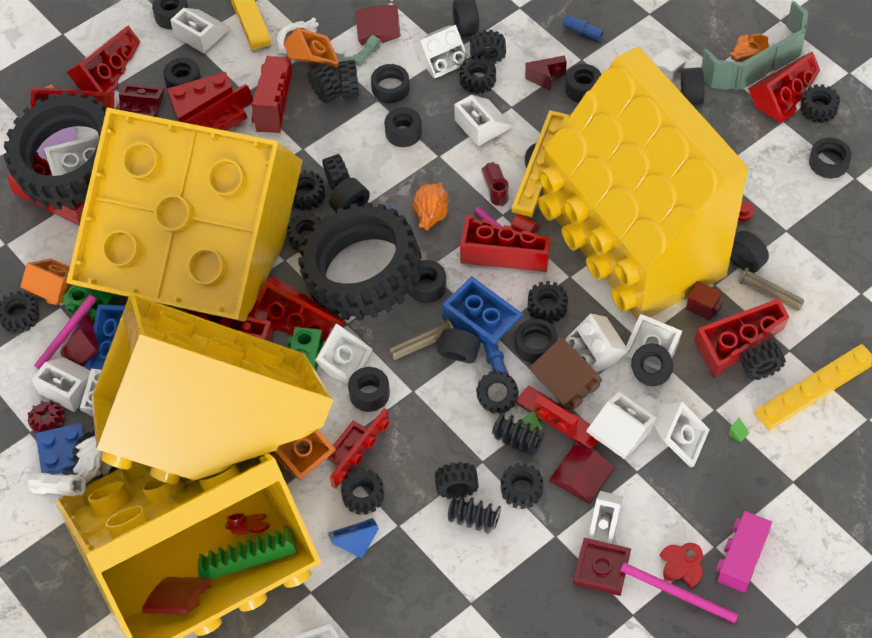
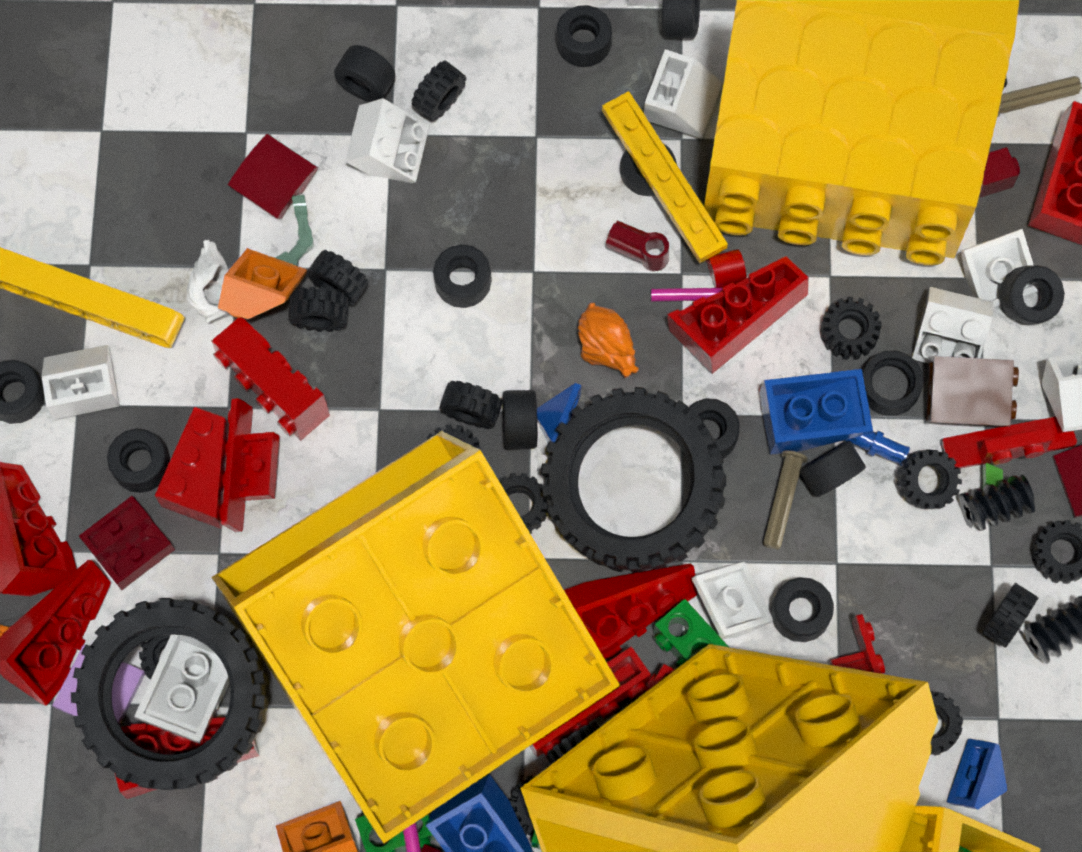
camera: 50 degrees left, 15 degrees up
(390, 71) = (373, 214): black tyre -> none
(477, 66) = (462, 150): black tyre -> none
(480, 119) = (534, 185): white slope -> none
(543, 70) = (526, 64): dark red slope -> none

